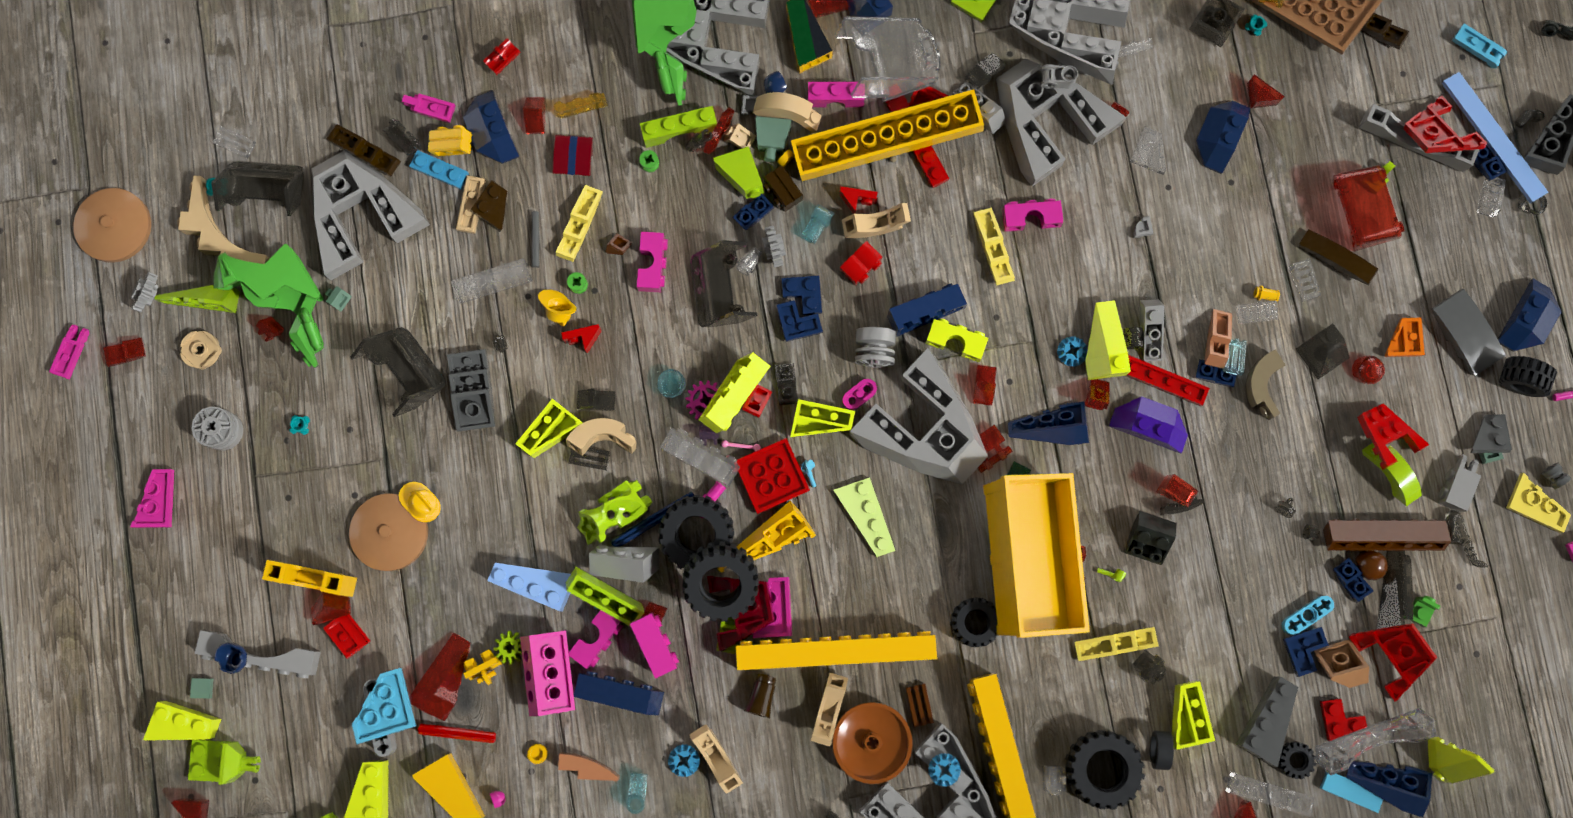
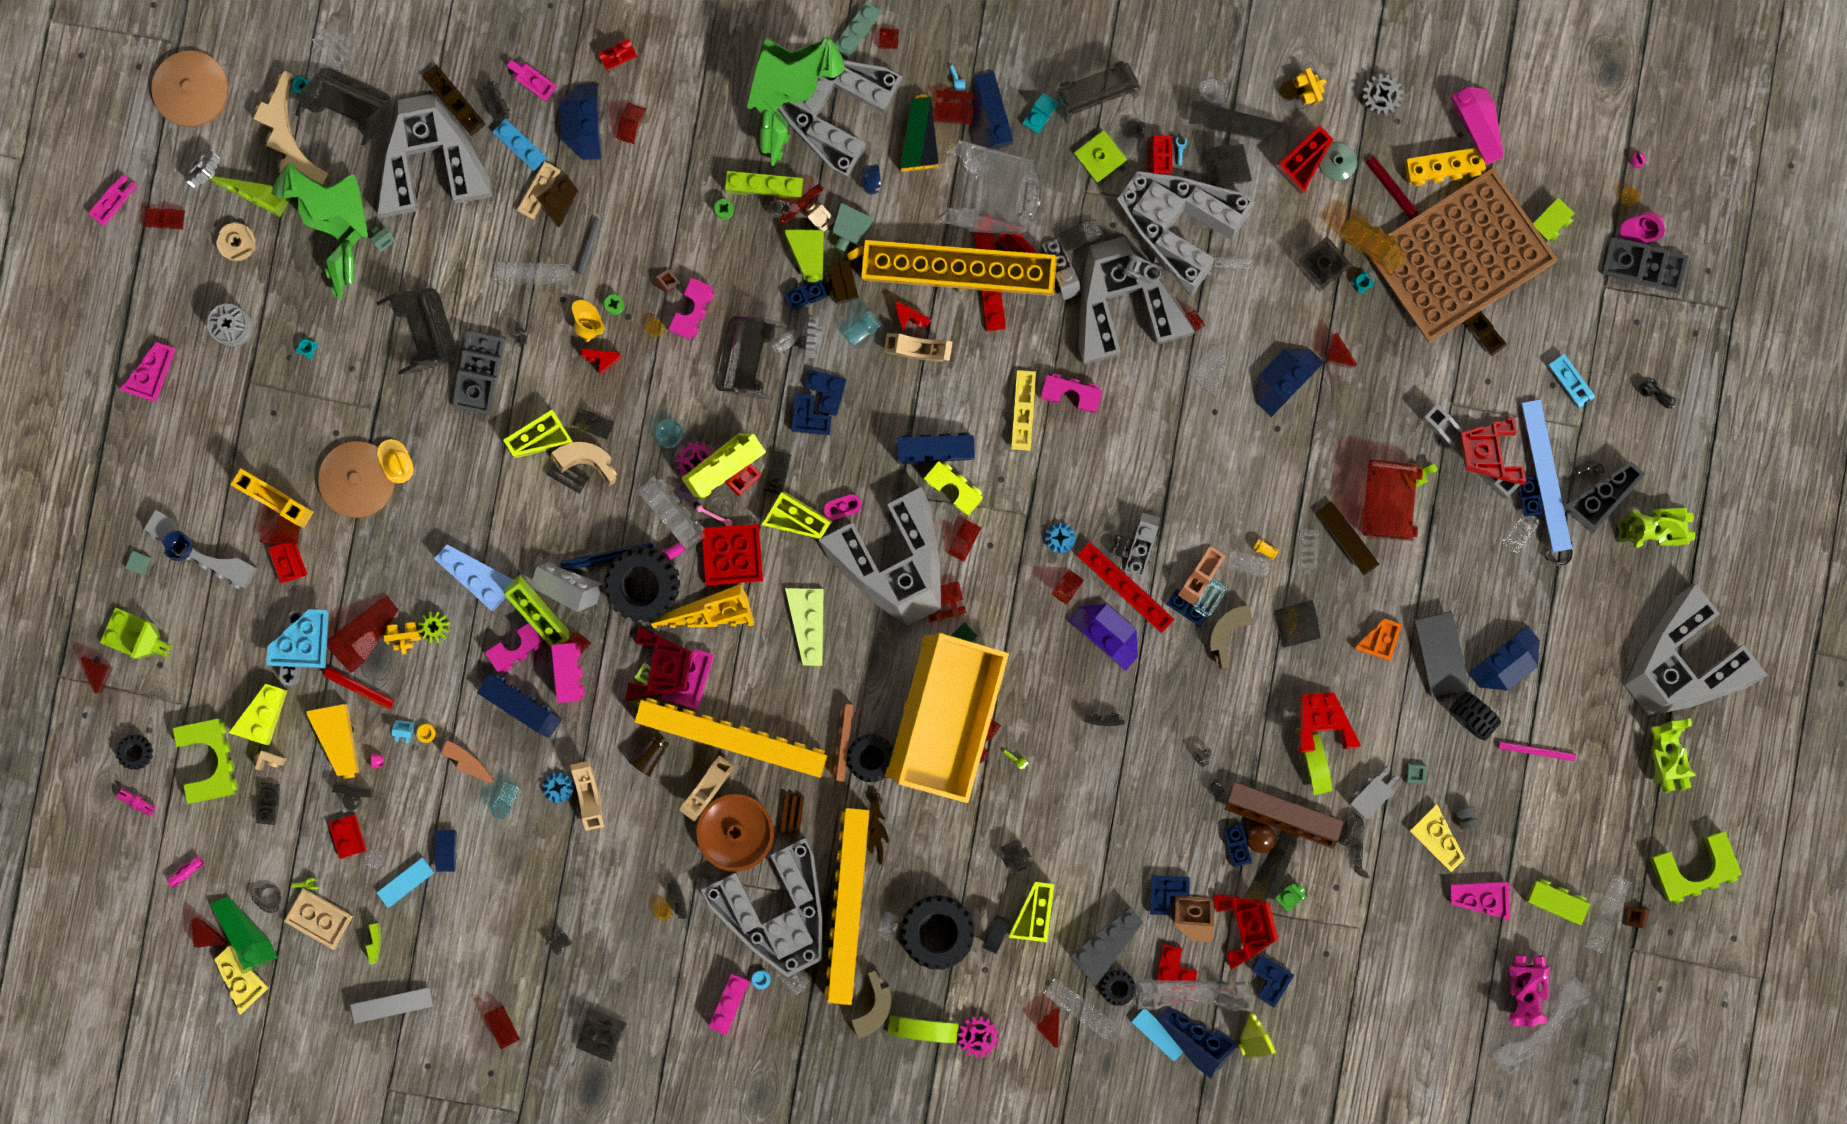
camera: 20 degrees right, 5 degrees up
(180, 723) = (109, 588): neon yellow wedge -> none
(270, 328) = (308, 244): clear red tile -> none
(449, 141) = (539, 123): yellow brick -> none
(513, 758) = (403, 729): none -> medium azure tile
(559, 673) = (471, 659): dark pink brick -> none
(572, 155) = (653, 177): dark red slope -> none
(579, 223) = (635, 246): light yellow slope -> none
(580, 105) = (677, 130): clear yellow plate -> none
(595, 521) = (552, 539): lime hips -> none
(623, 291) = (655, 327): none -> clear yellow plate
(726, 605) = (639, 658): black tyre -> none
(748, 104) = (841, 186): light grey tile -> none
(789, 107) = (874, 205): tan arch -> none
(806, 467) = (767, 558): medium azure hand -> none
(828, 92) = (921, 204): dark pink arch -> none
(861, 263) = (889, 382): red brick -> none
(875, 350) = (872, 468): light grey wheel -> none
(934, 770) = (799, 882): dark azure gear -> none
(945, 625) = (844, 734): none -> nougat plate
(1009, 689) = (880, 831): none -> dark brown piece
(1060, 426) = (1021, 605): dark blue wedge -> none
(1106, 348) = (1090, 546): neon yellow wedge -> none
(1116, 644) = (994, 824): light yellow slope -> none
(1143, 228) = (1174, 443): light grey tile -> none
(1151, 538) = (1064, 739): pearl dark grey slope -> none
(1177, 490) = (1104, 704): clear red slope -> none
(1316, 603) = (1197, 863): medium azure beam -> none
(1368, 369) = (1333, 655): clear red hair -> none
(1443, 696) = (1276, 977): none -> dark blue plate
(1492, 435) = (1422, 759): dark grey wing -> none

